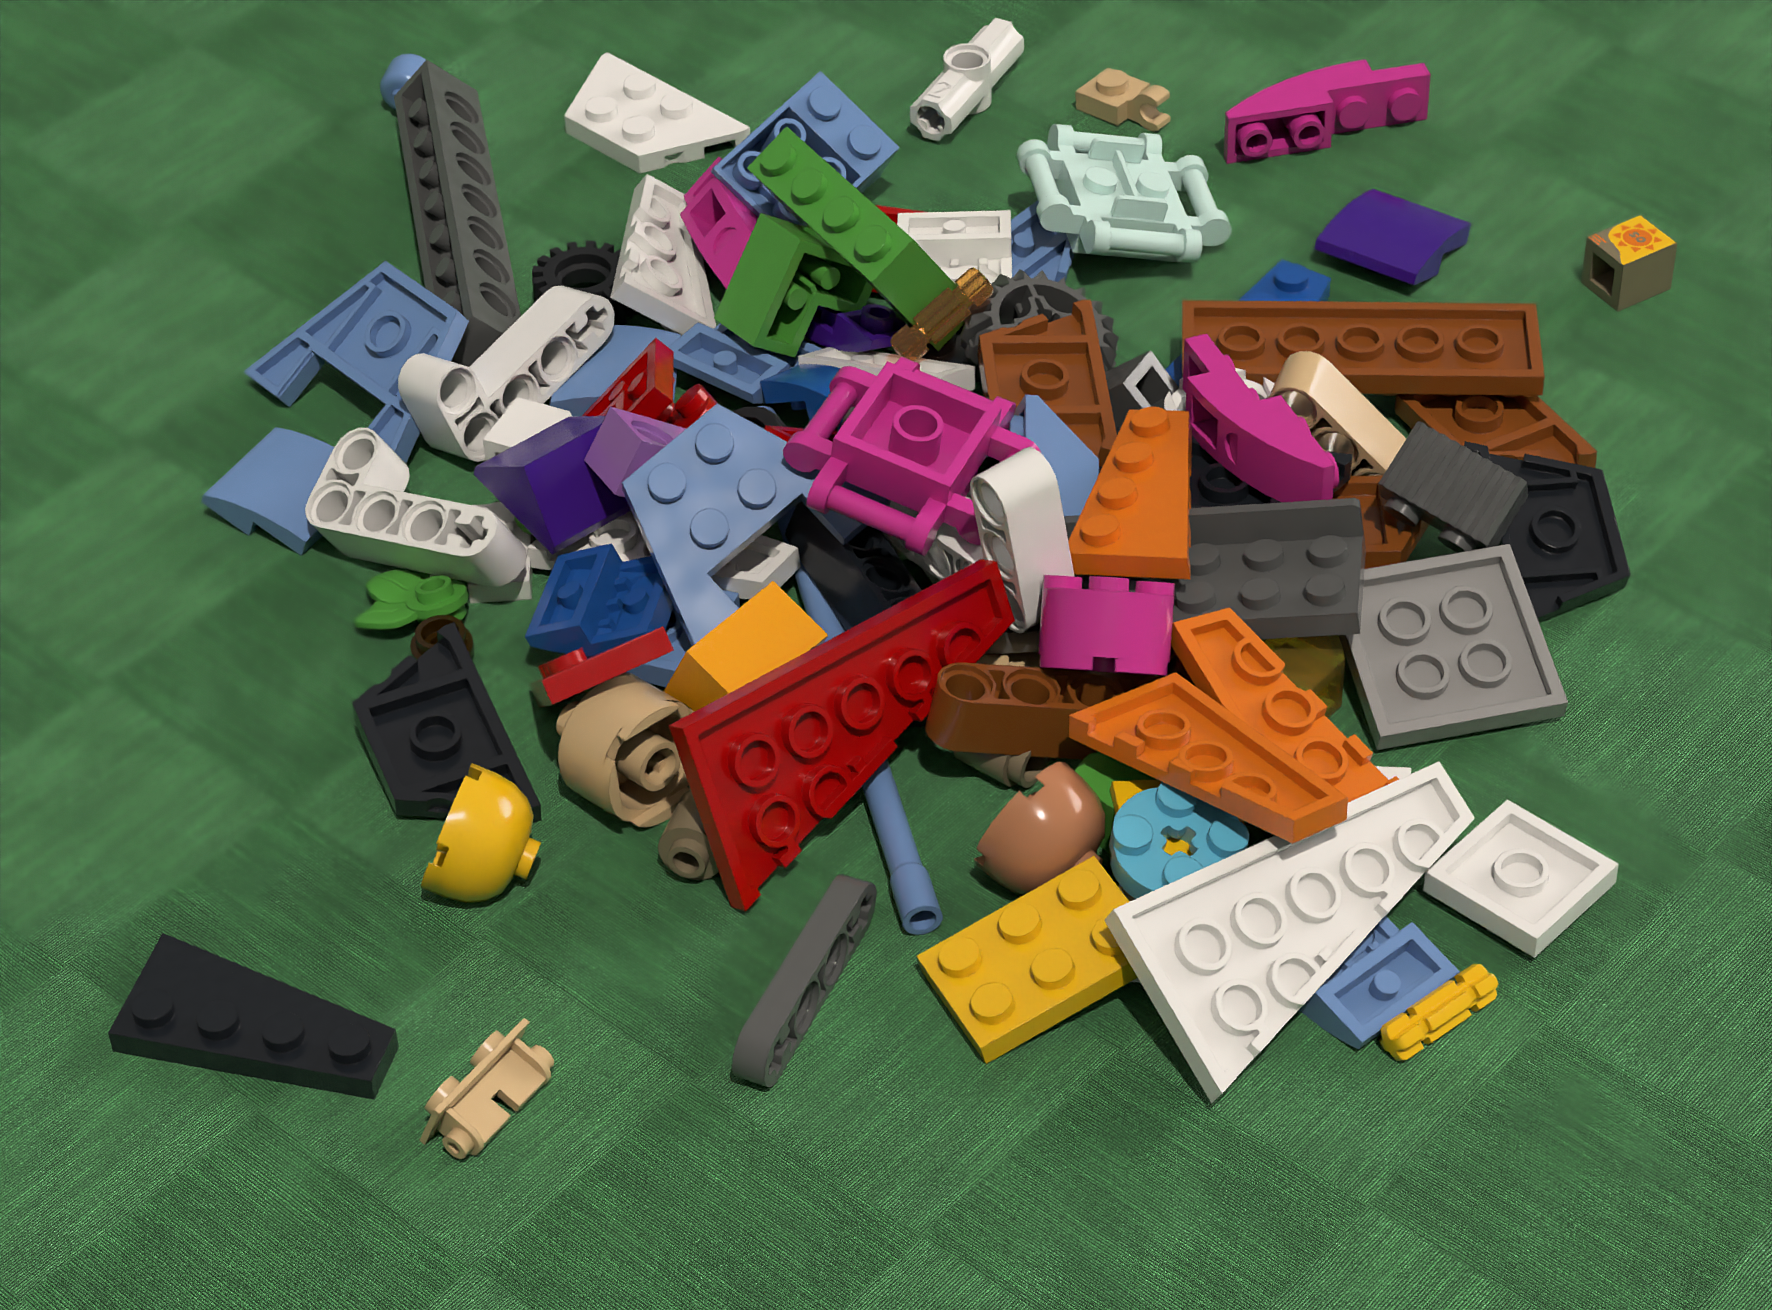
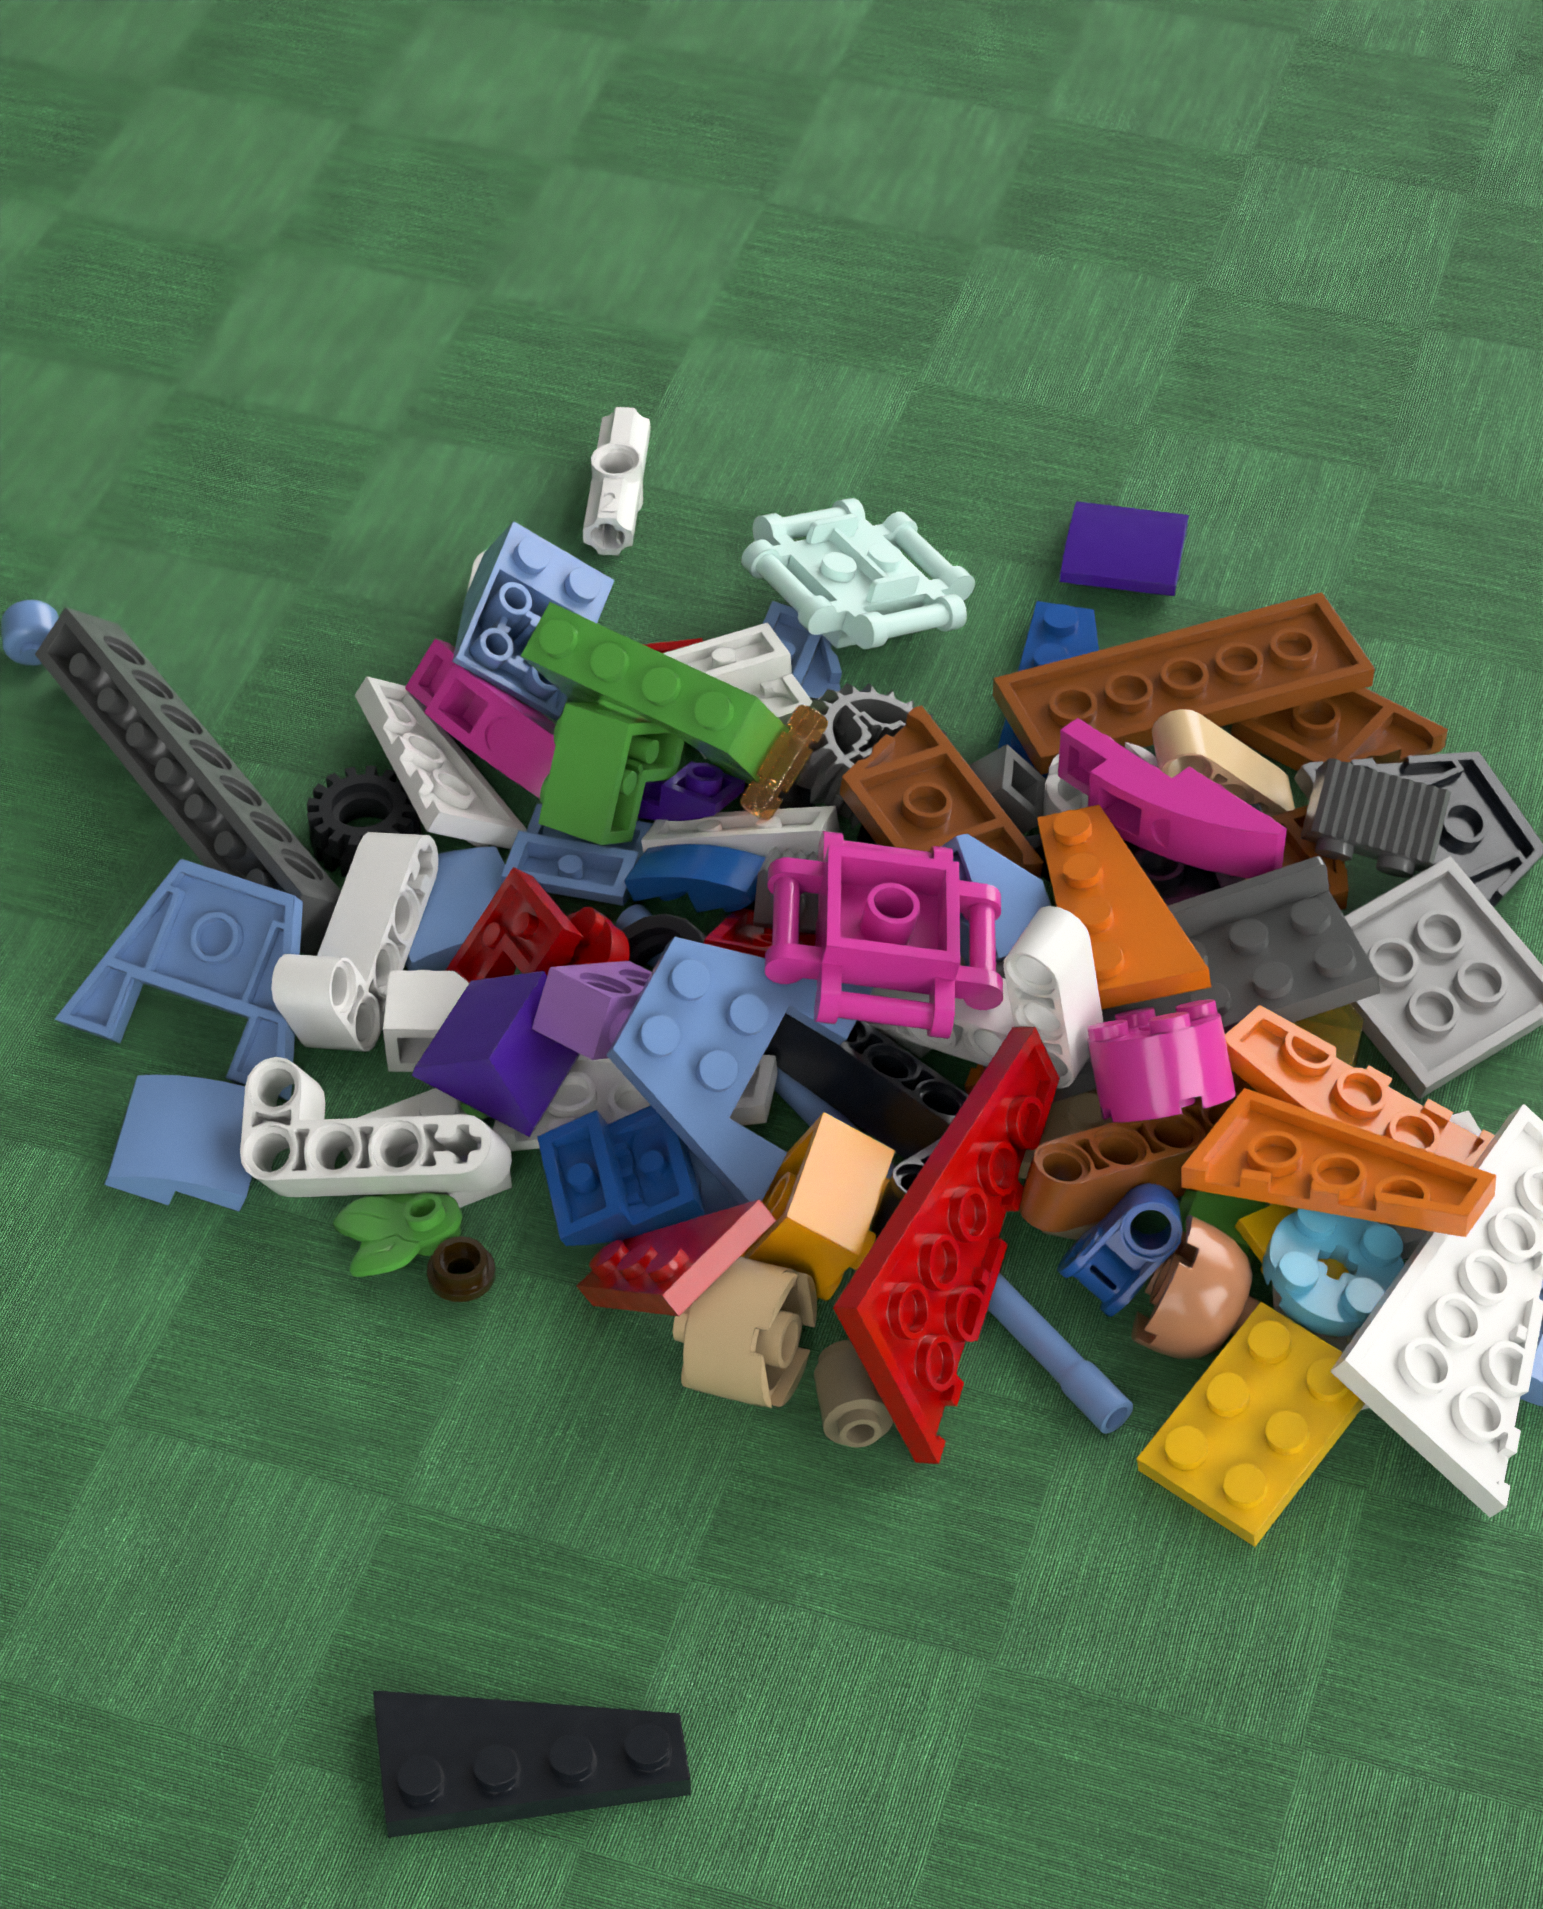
camera: 25 degrees left, 5 degrees up
(430, 728) = (534, 1377): black wing -> none
(466, 1108) = (814, 1721): tan hinge -> none
(482, 840) = (647, 1478): yellow cylinder -> none
(645, 119) = (303, 607): white wing -> none
(804, 981) = (1050, 1522): dark grey beam -> none
(995, 776) = (1117, 1258): none -> blue piece
(1120, 97) = (774, 461): tan plate -> none
(1327, 101) = (974, 424): dark pink slope -> none
(1629, 262) = (1359, 520): dark tan brick -> none

